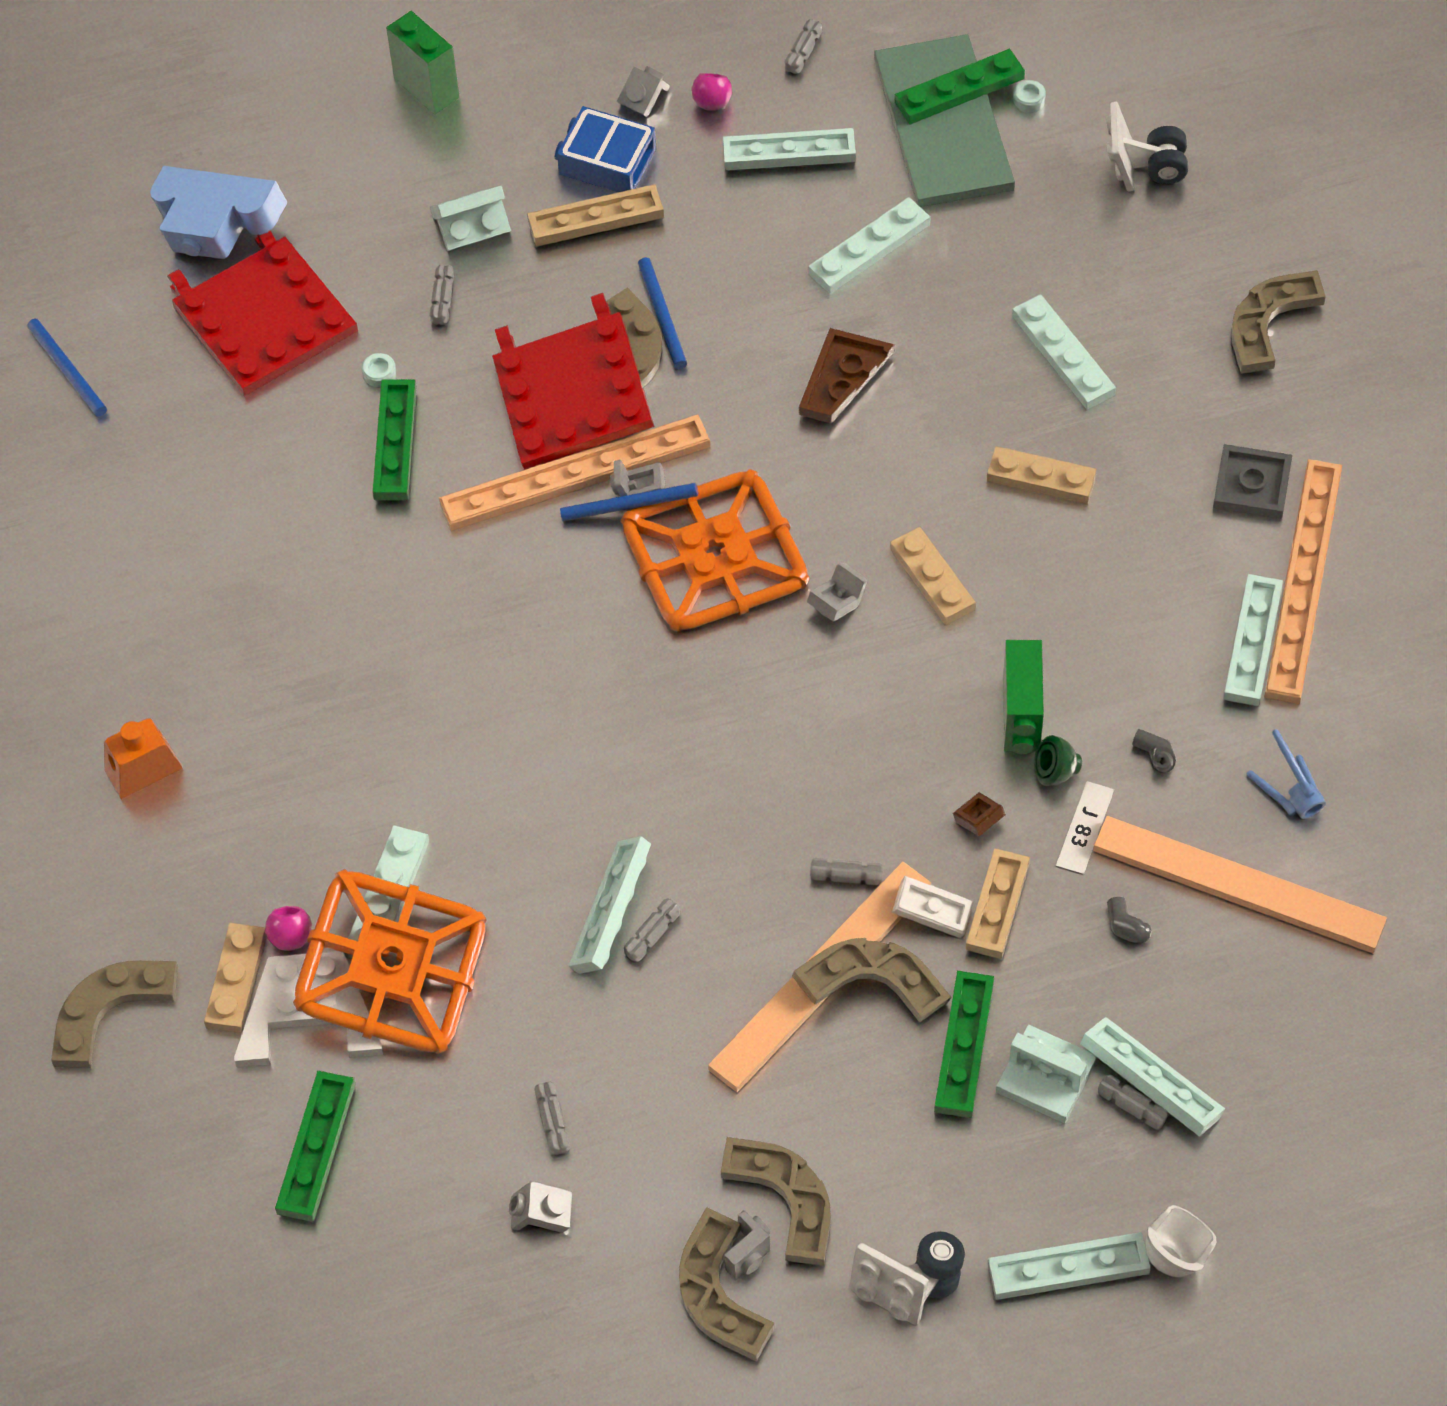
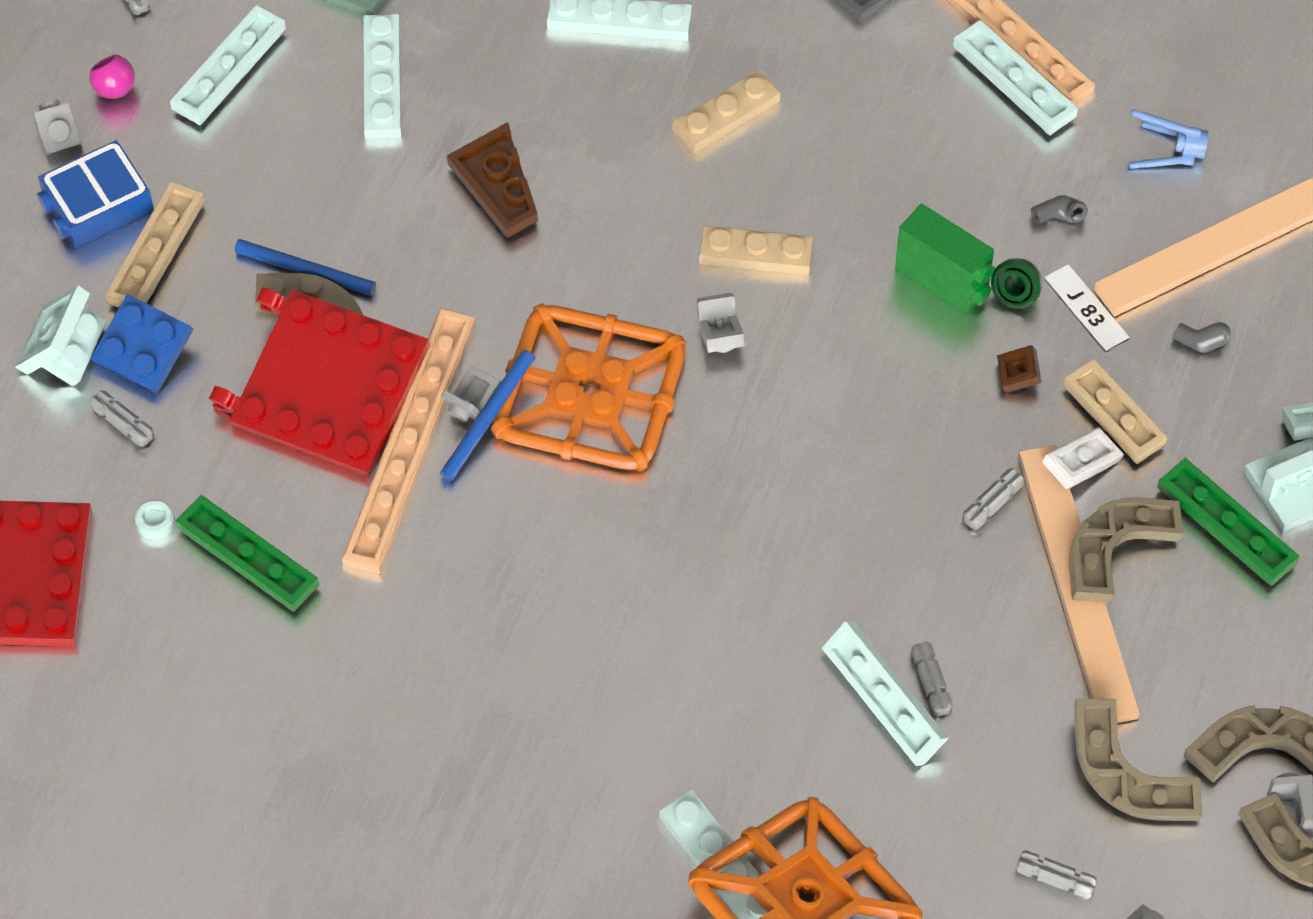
camera: 55 degrees left, 0 degrees up
(507, 262) = (142, 344): none -> blue plate
(663, 1104) = (1121, 783): none -> dark tan plate

